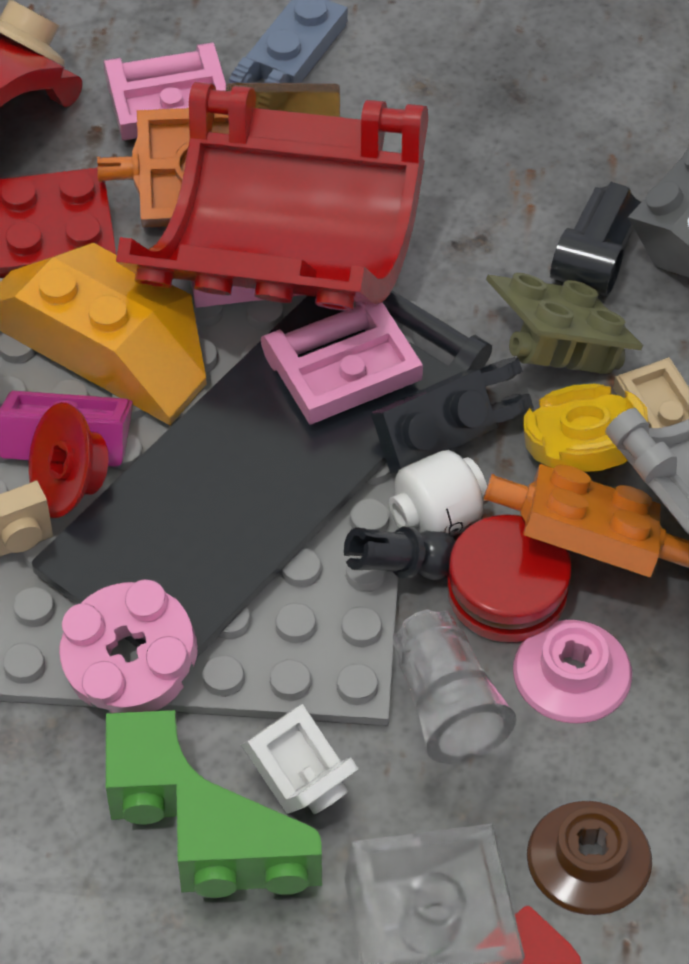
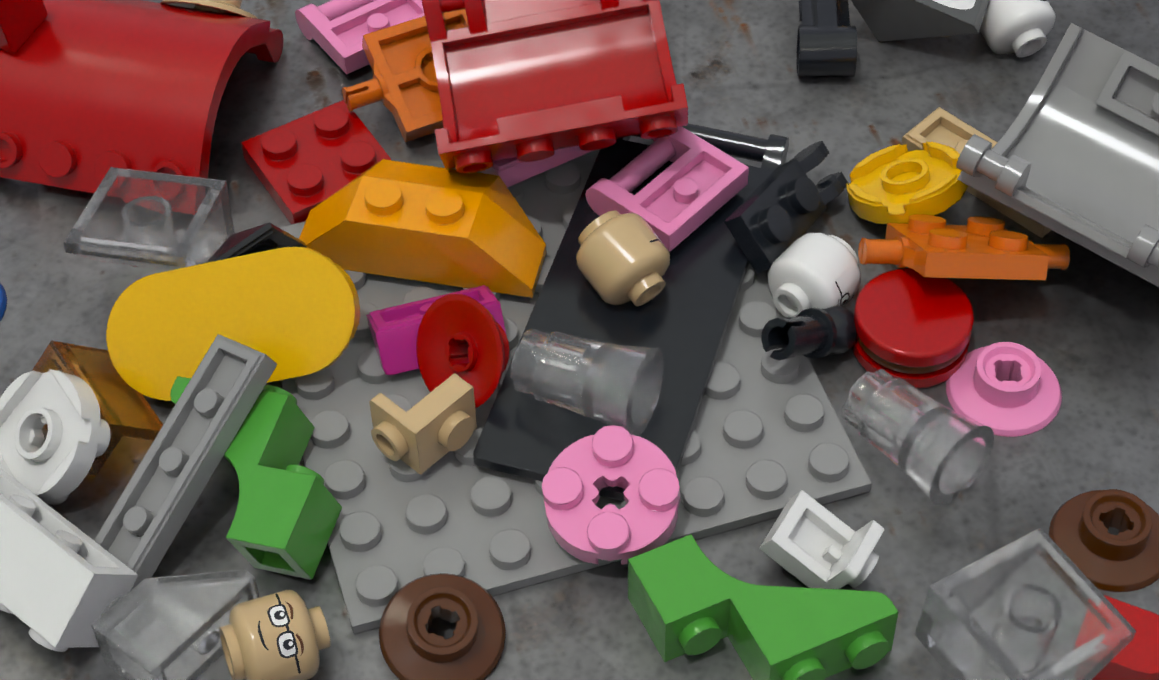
camera: 20 degrees left, 5 degrees down
(162, 528) = (590, 377): none -> clear plant
(255, 418) = (623, 258): none -> tan head
(564, 325) = (844, 108): olive hinge -> none

